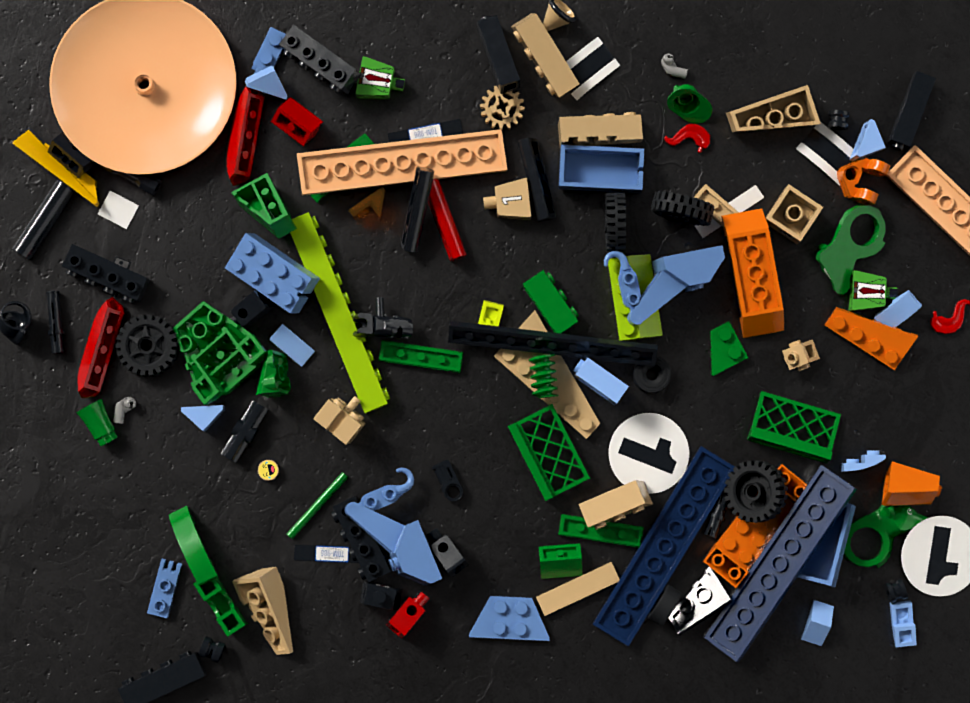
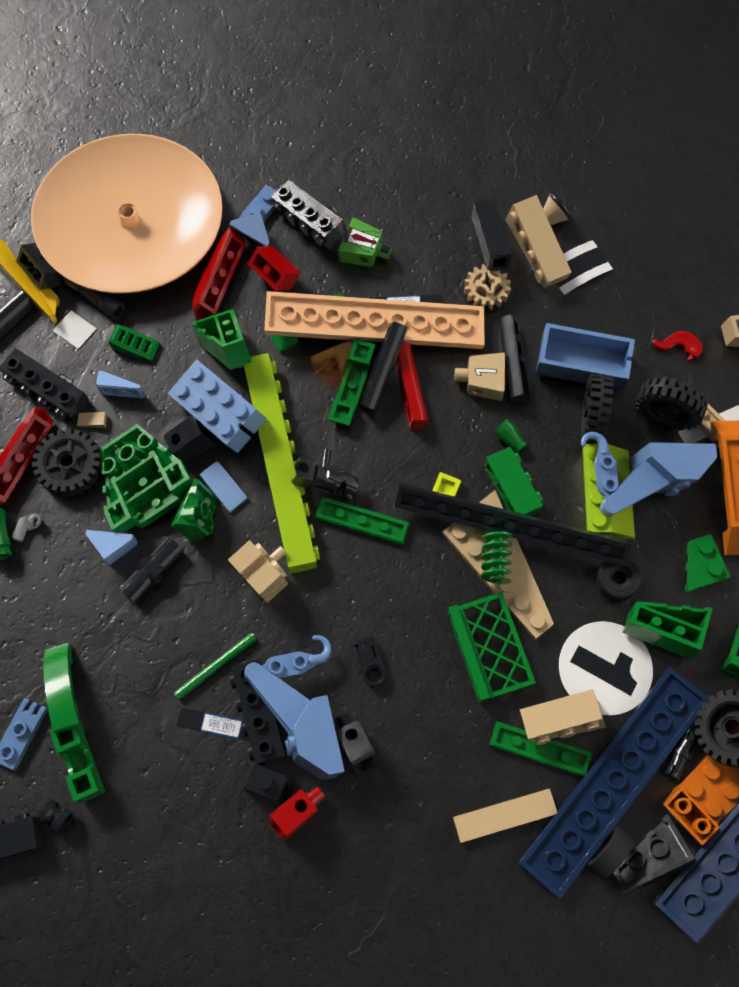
camera: 15 degrees right, 15 degrees down
(157, 298) = (92, 420): none -> tan piece
(162, 211) = (121, 336): none -> green slope
(168, 264) = (116, 386): none -> light blue slope
(266, 598) = (132, 763): tan wedge -> none
(268, 470) = (169, 617): tile -> none
(390, 227) = (352, 383): none -> green slope
(509, 619) = (418, 840): medium blue wing -> none
(542, 255) = (510, 435): none -> green cone
(560, 561) = (488, 778): green panel -> none
(600, 130) = (587, 315): tan wedge -> none
(600, 380) = (560, 573): light blue window -> none
(671, 68) = (666, 277): light grey arm -> none
(689, 104) = (684, 310): green piece -> none
(697, 412) = (669, 627): none -> green wedge

